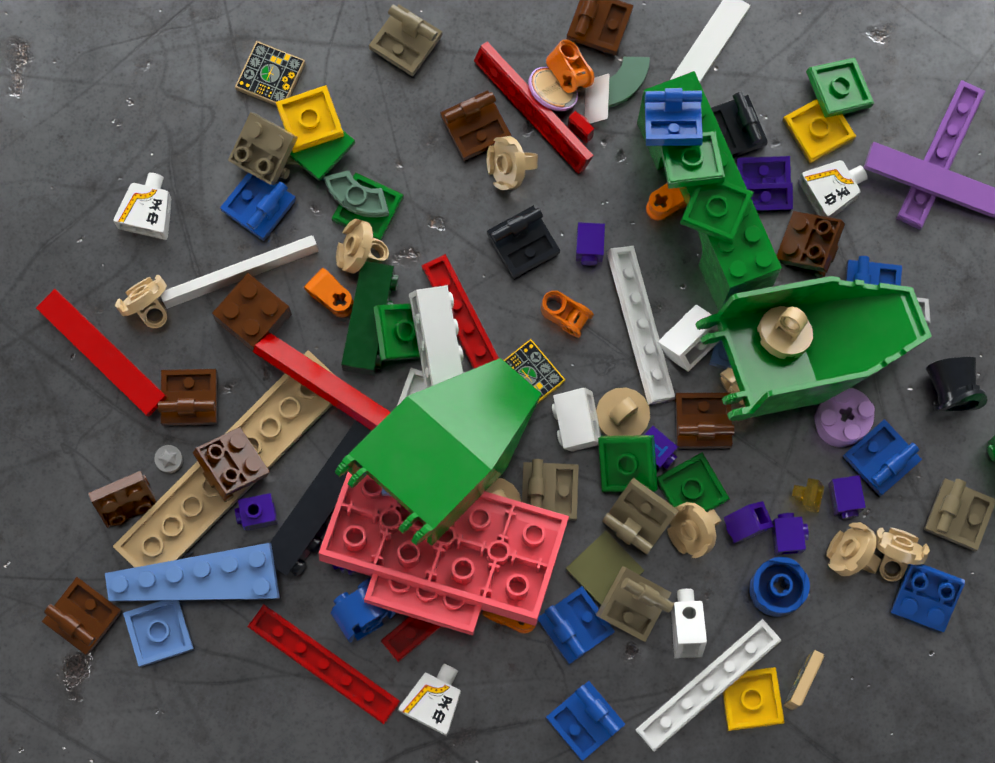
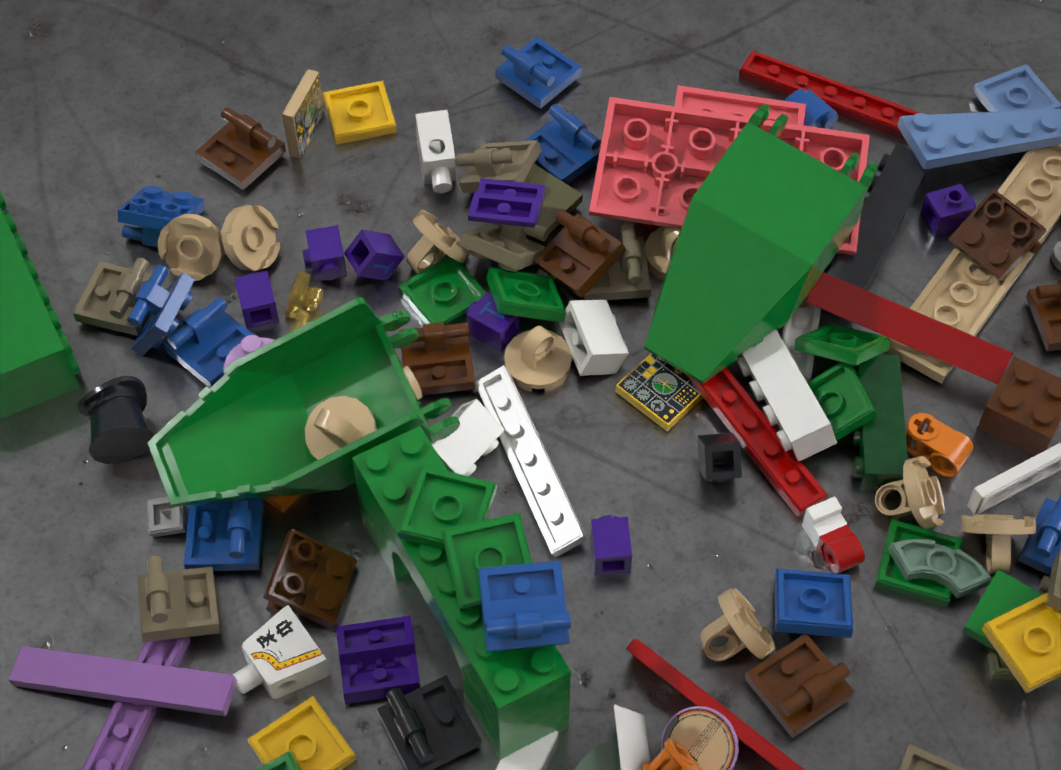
camera: 175 degrees right, 20 degrees down
(307, 212) = (998, 536): none -> tan tile
(384, 378) = (842, 344): none -> green tile
(426, 230) = (833, 536): none -> leg
(433, 700) = (707, 64): white torso -> none
(453, 181) = (813, 603): none -> blue tile
(498, 299) = (719, 457): none -> black brick
(523, 241) = (701, 538): black plate -> none
(567, 313) = (626, 458): orange piece -> none
(579, 493) = (579, 253): none -> reddish brown plate
(580, 126) = (649, 698): red tile -> none
(635, 539) = (507, 203): none -> dark purple slope
(708, 685) = (400, 116): white tile -> none
(792, 579) = (335, 196): blue brick -> none
(859, 661) = (240, 149): none -> reddish brown plate
(905, 234) = (176, 602): none -> dark tan plate
(924, 479) = (161, 305): none -> blue plate

